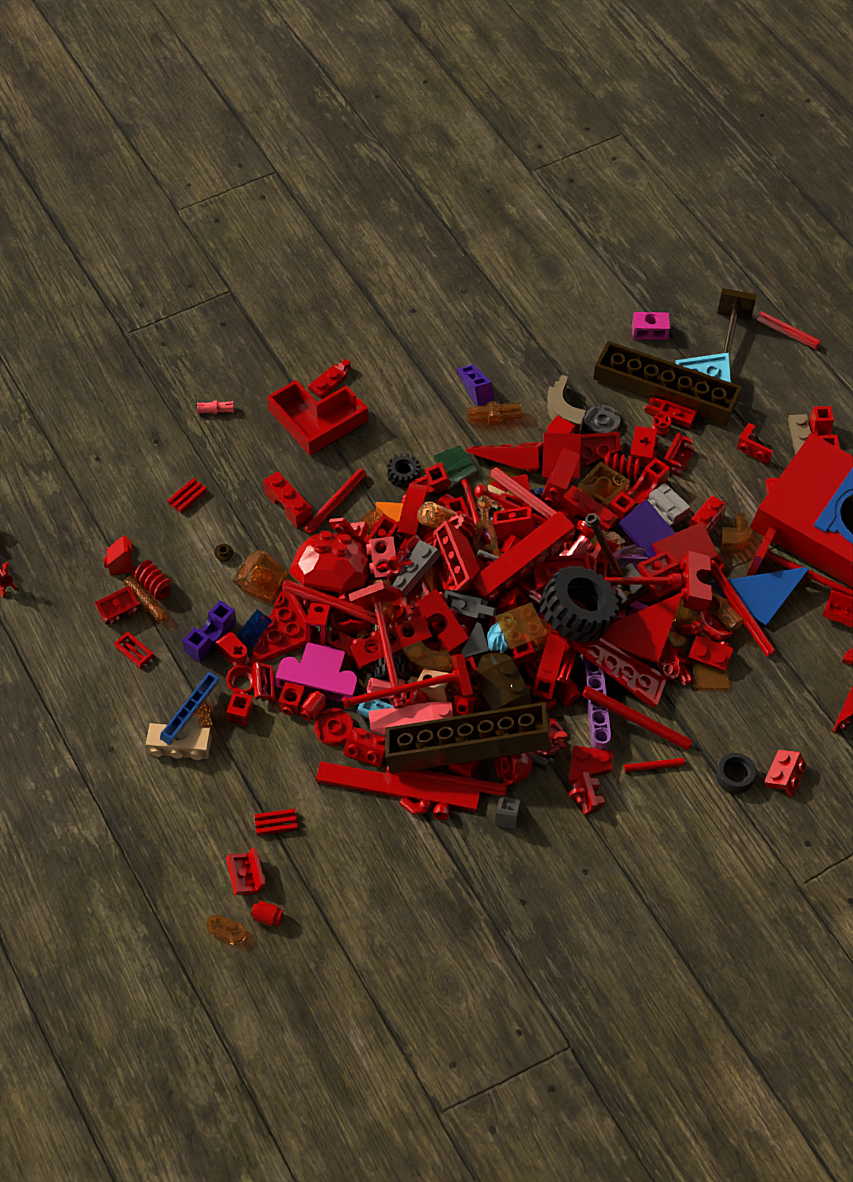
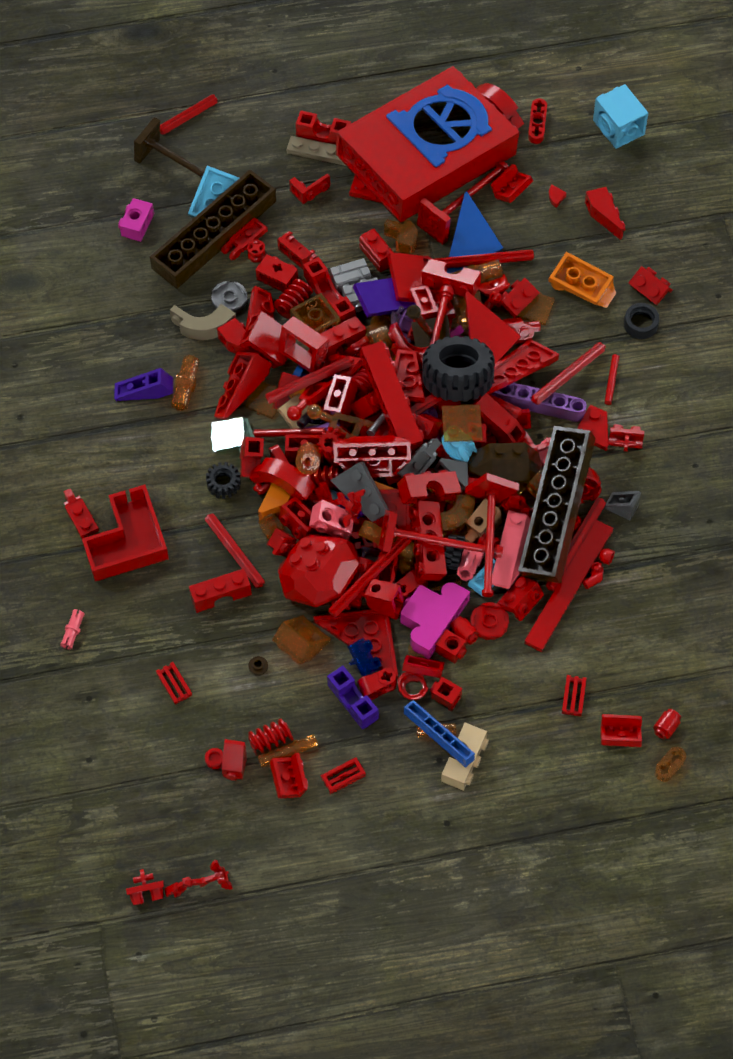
camera: 70 degrees left, 5 degrees up
(757, 706) = (583, 280): none -> orange slope

